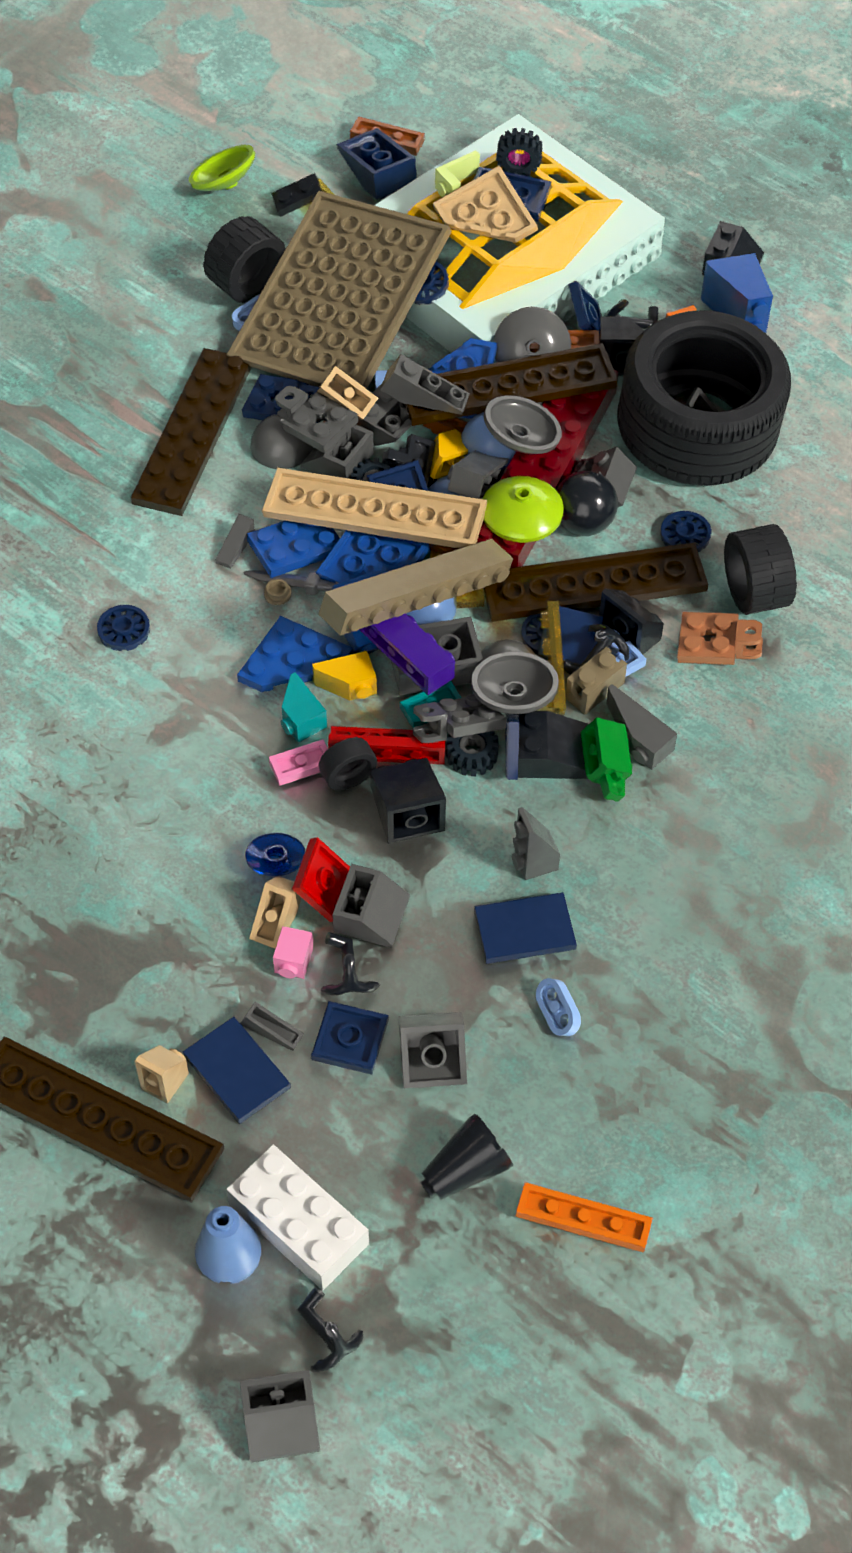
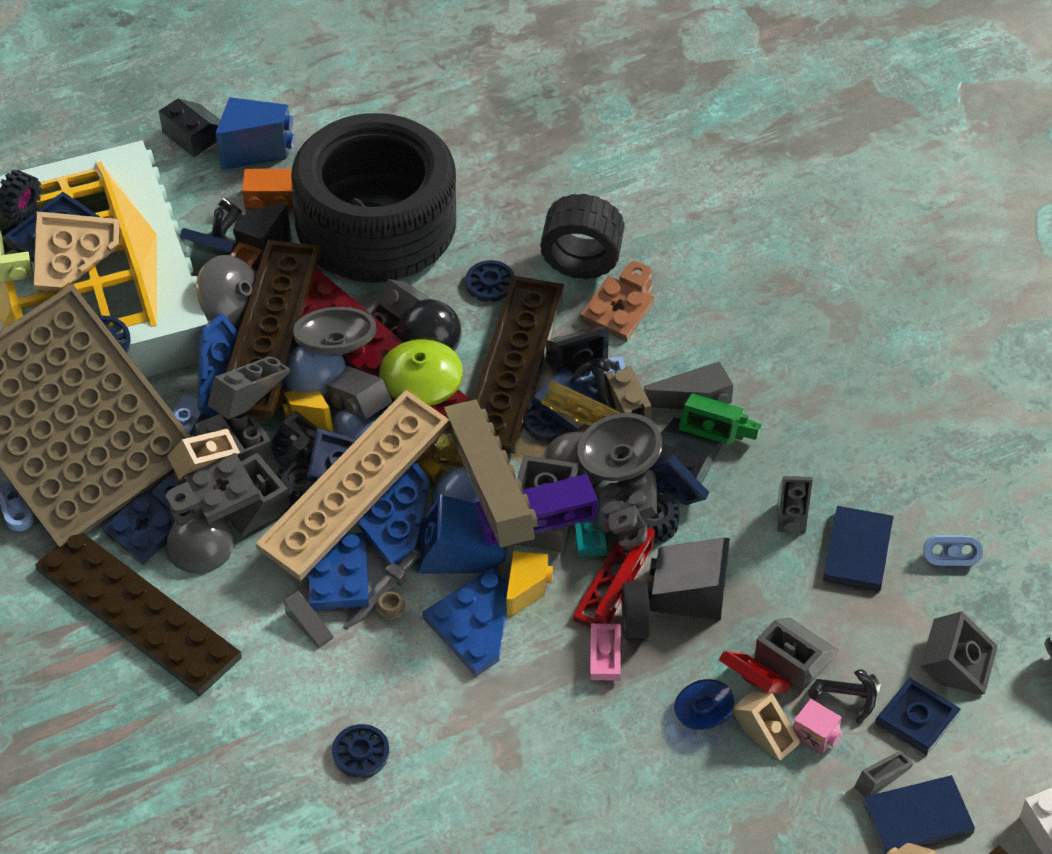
camera: 65 degrees left, 5 degrees down
(301, 711) = (544, 630): teal slope -> none

